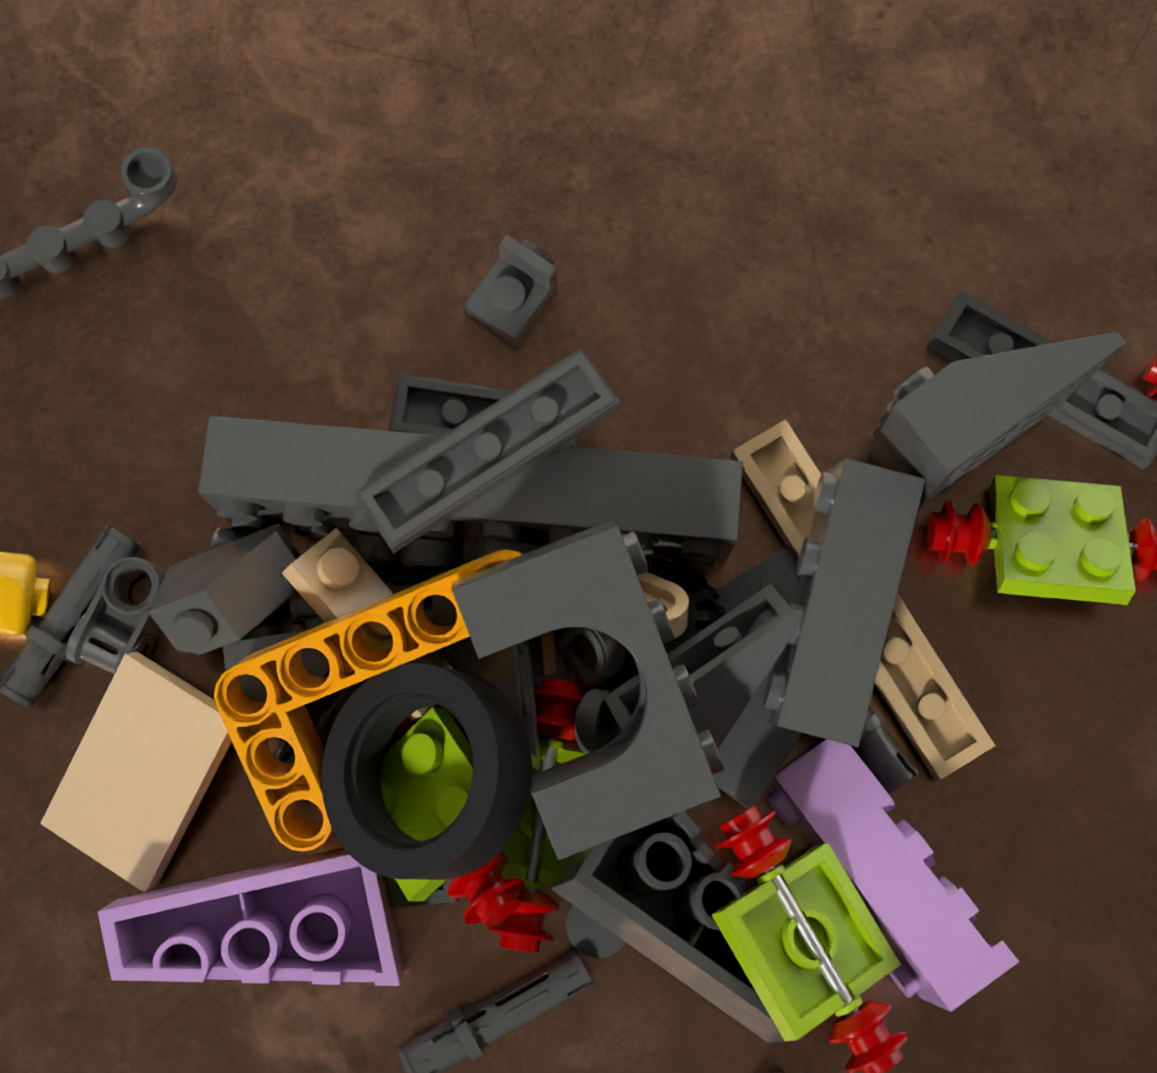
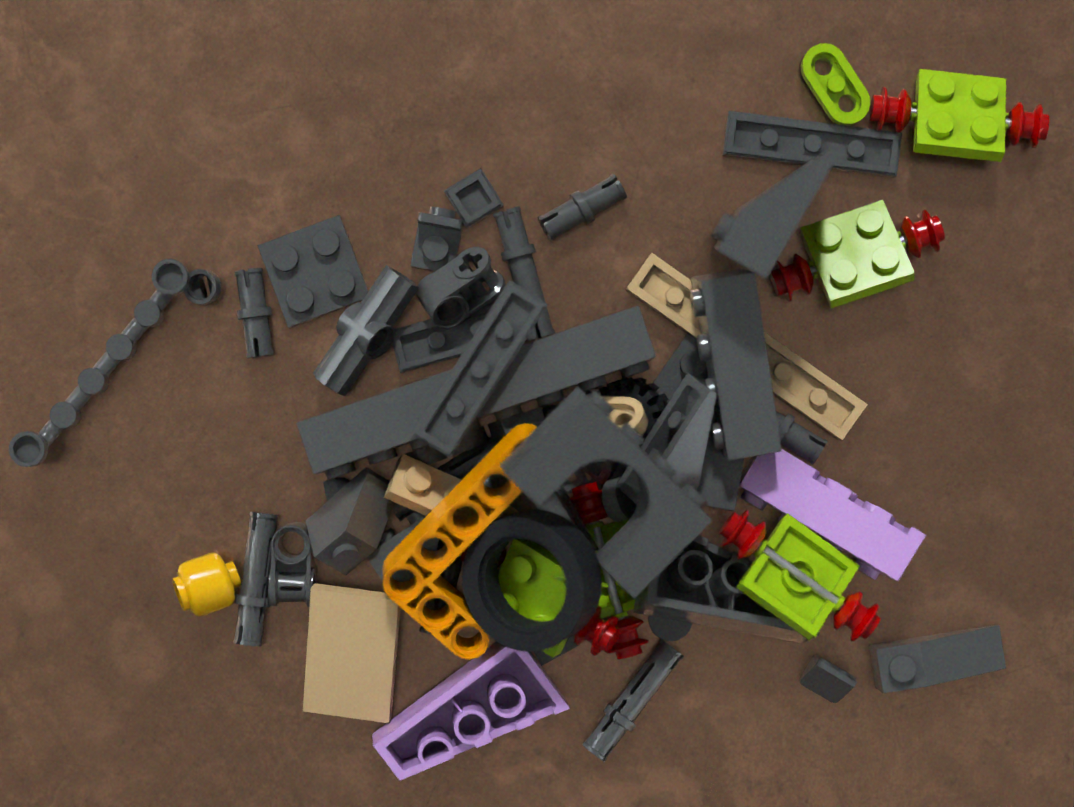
camera: 25 degrees left, 10 degrees up
(182, 217) = (196, 290): none -> dark grey hinge
(238, 279) = (254, 313): none -> dark grey pin
(340, 263) = (314, 271): none -> dark grey plate
(367, 357) = (365, 330): none -> dark grey piece
(516, 350) = (457, 290): none -> dark grey piece
(585, 261) = (473, 198): none -> dark grey tile
(609, 352) = (521, 263): none -> dark grey pin
(719, 327) = (582, 207): none -> dark grey pin
(1123, 312) = (839, 83): none -> lime plate

